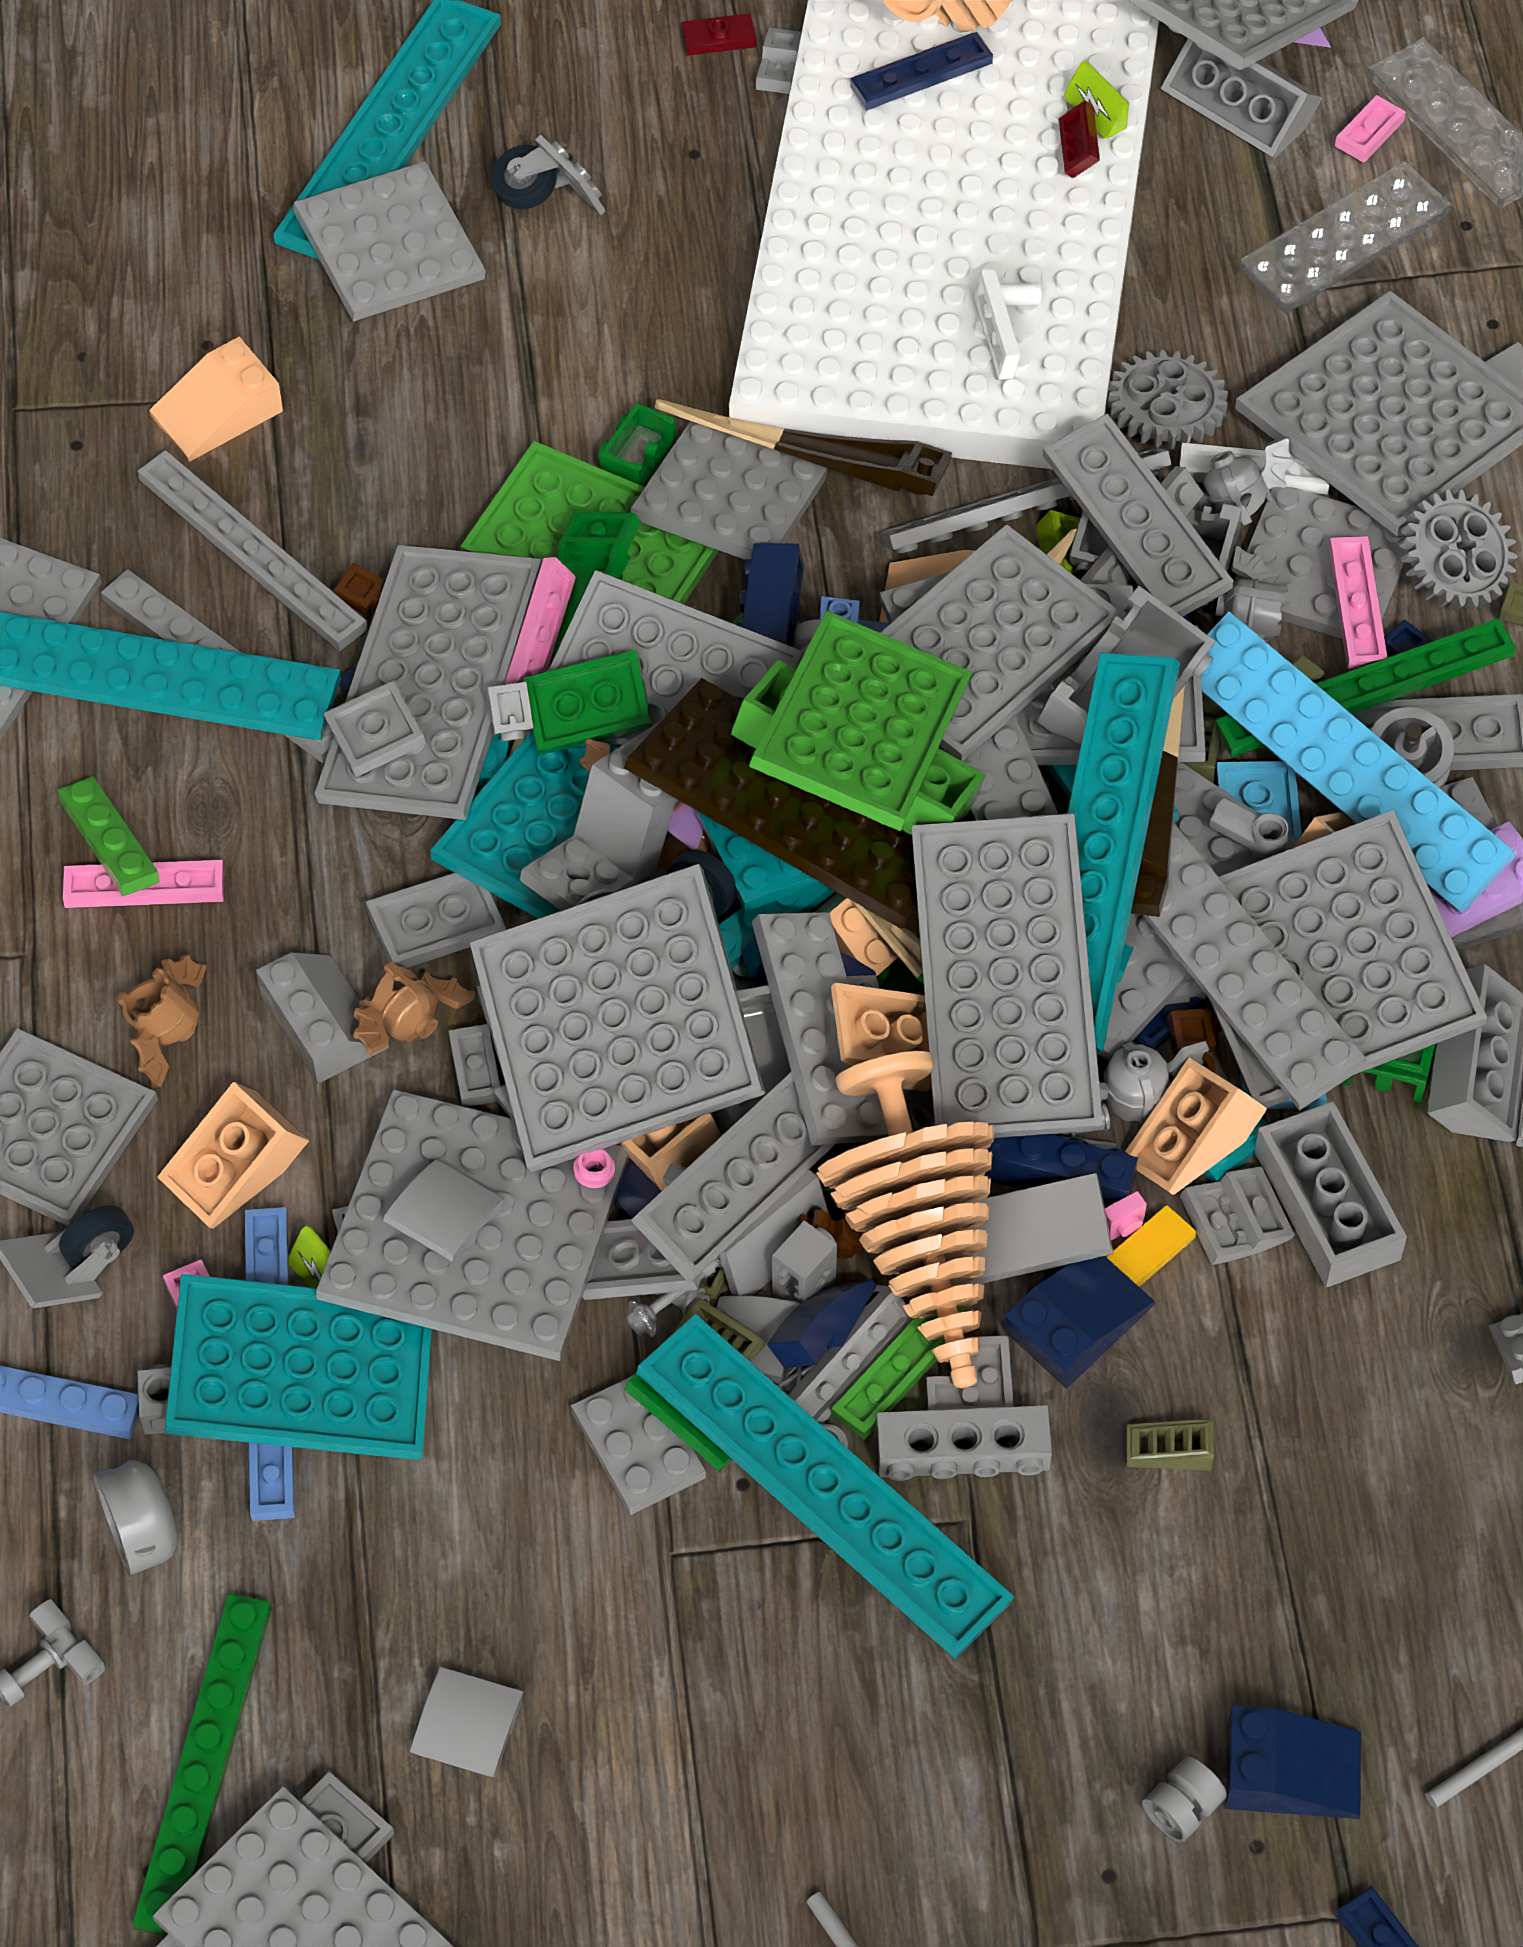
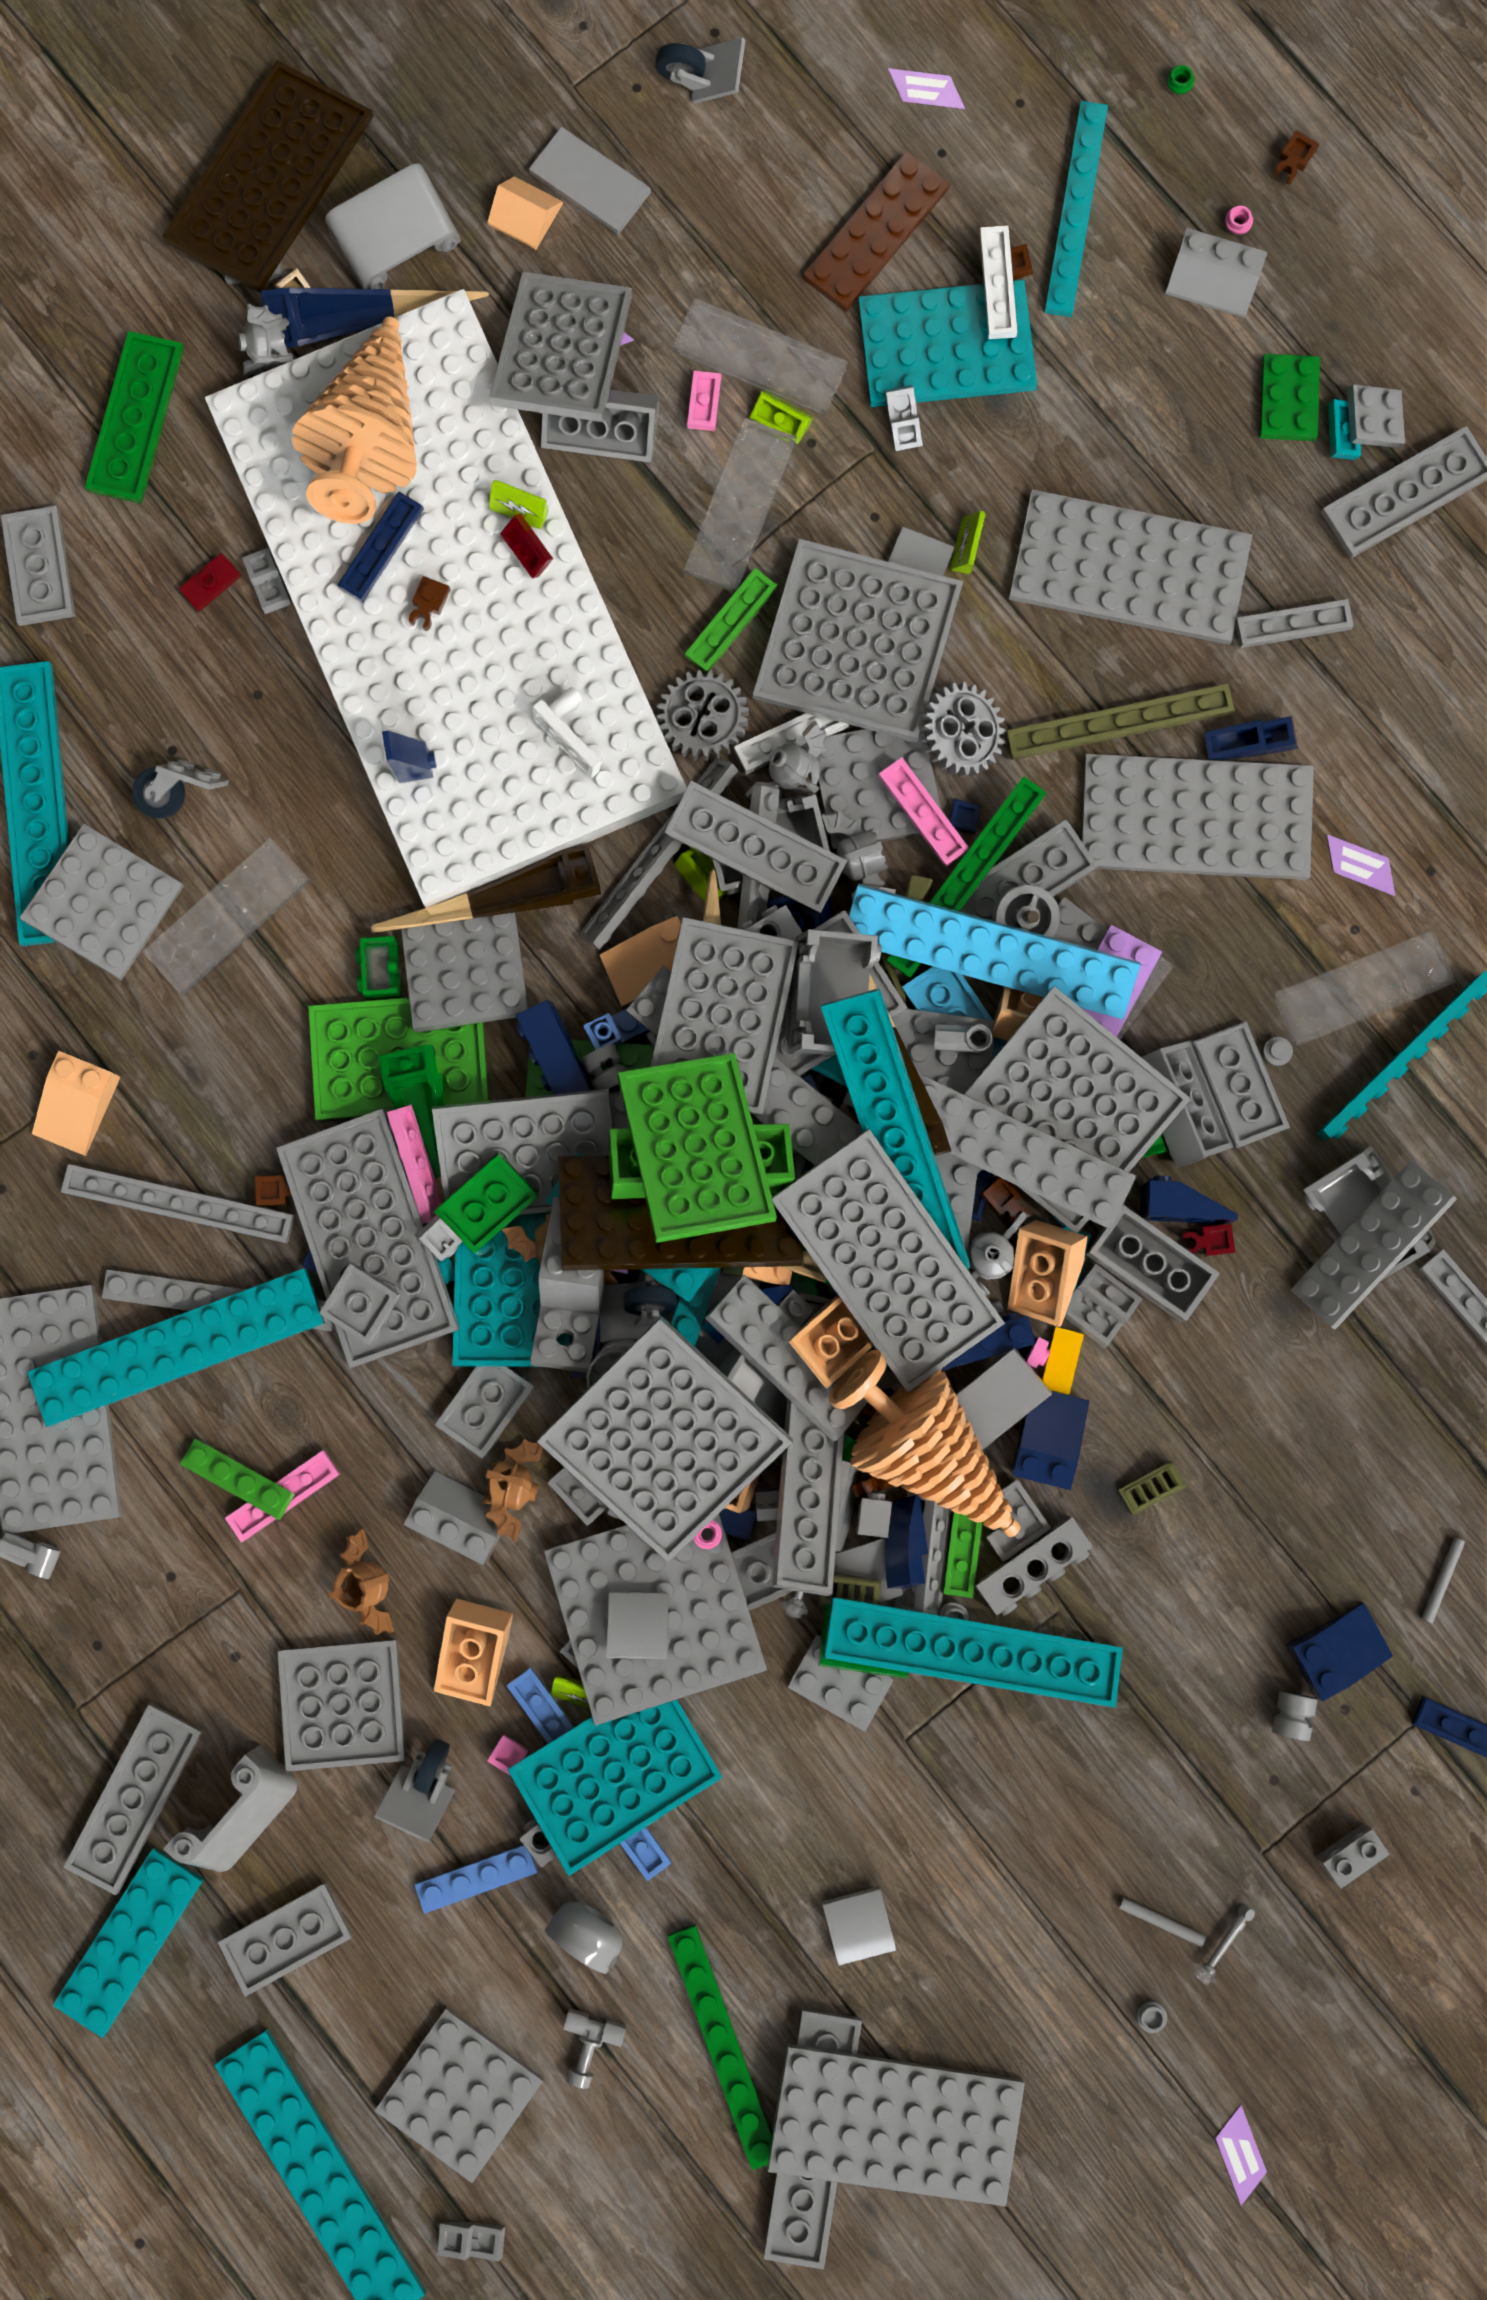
camera: 30 degrees left, 25 degrees up
(509, 321) = (226, 916): none -> clear plate
(810, 245) = (408, 757): none -> dark blue slope
(938, 137) = (429, 599): none -> reddish brown plate
(1261, 332) = (731, 621): none -> bright green plate
(1409, 1149) = (1176, 1202): none -> dark blue slope
(1424, 1220) = (1214, 1240): none -> dark red plate
(1449, 182) = (781, 415): none -> lime slope

